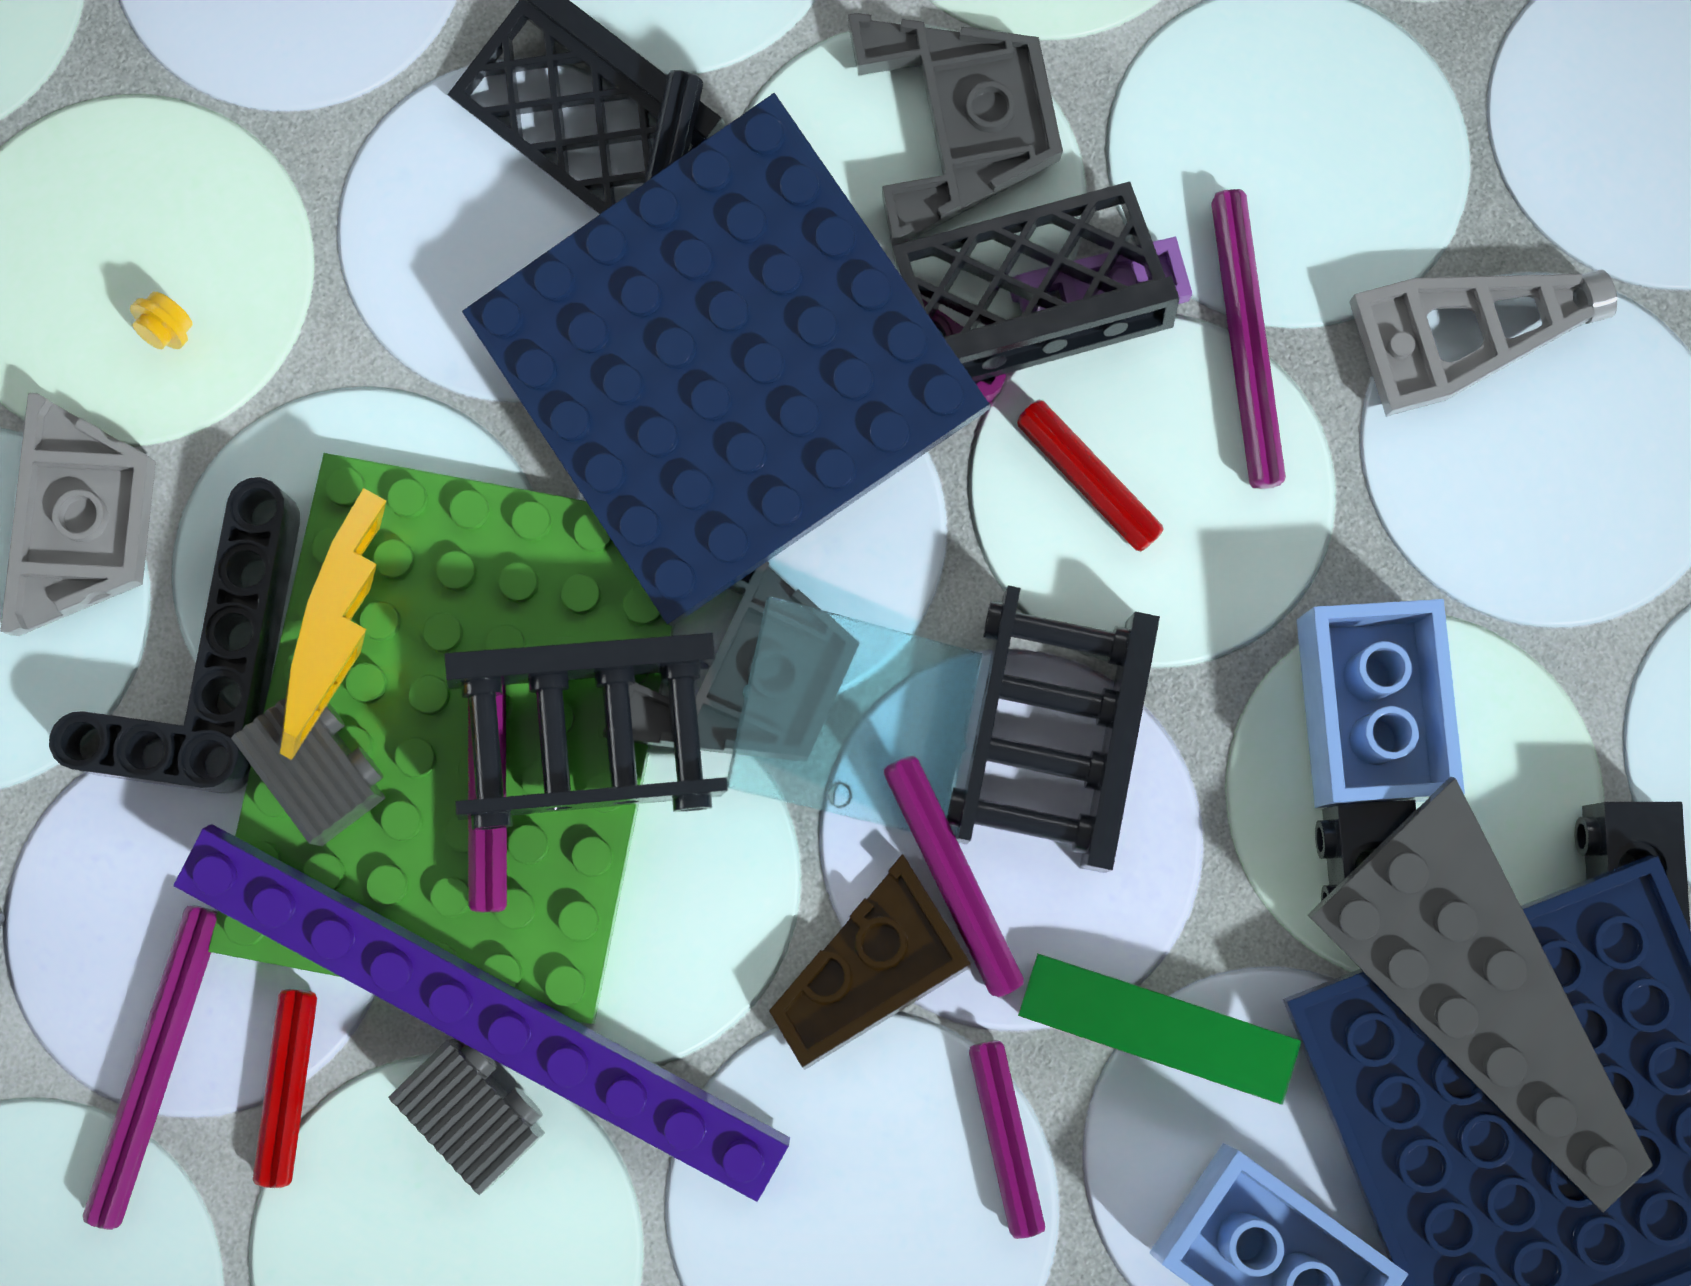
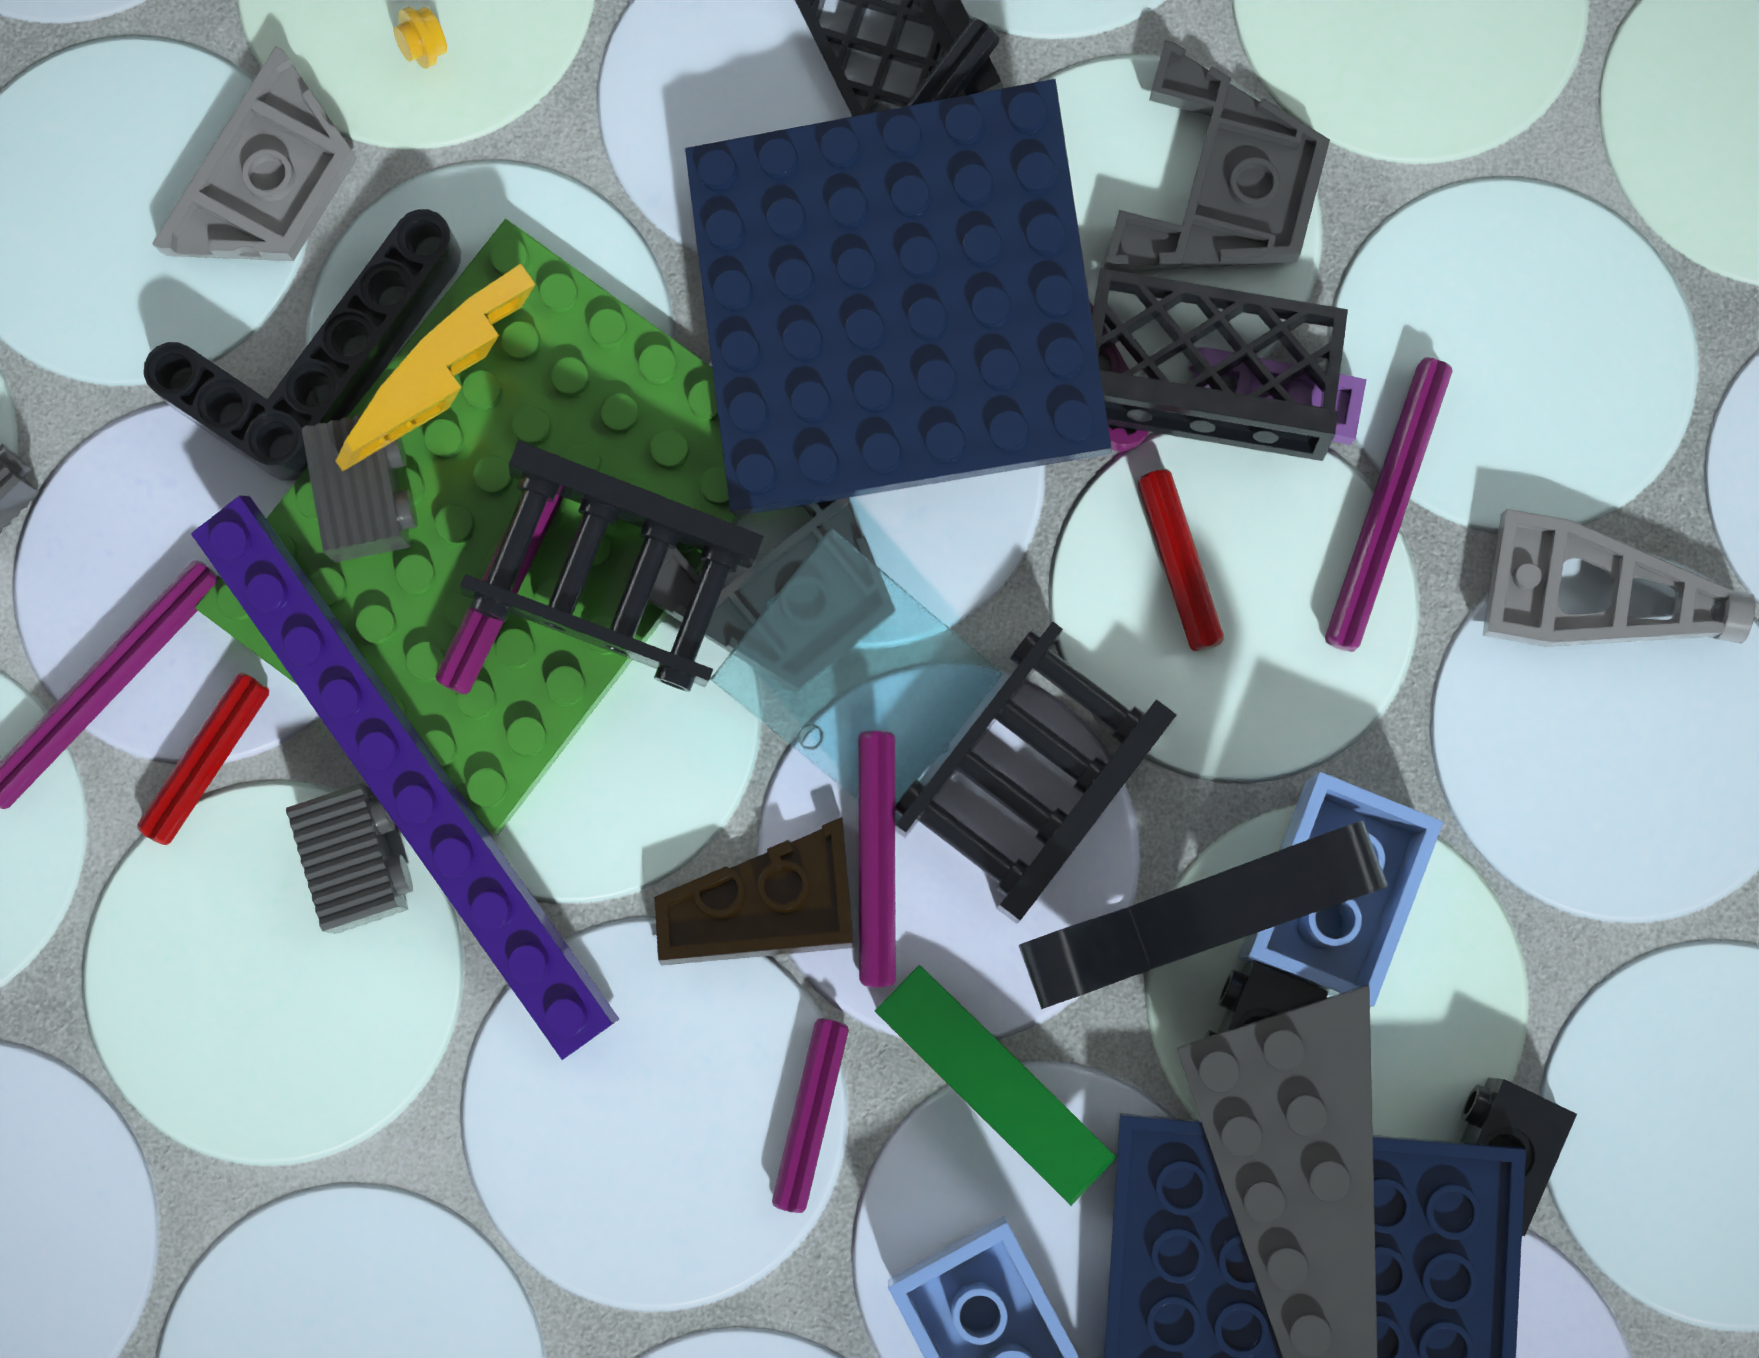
camera: 30 degrees right, 0 degrees up
(1280, 784) = (1204, 914): none -> black beam

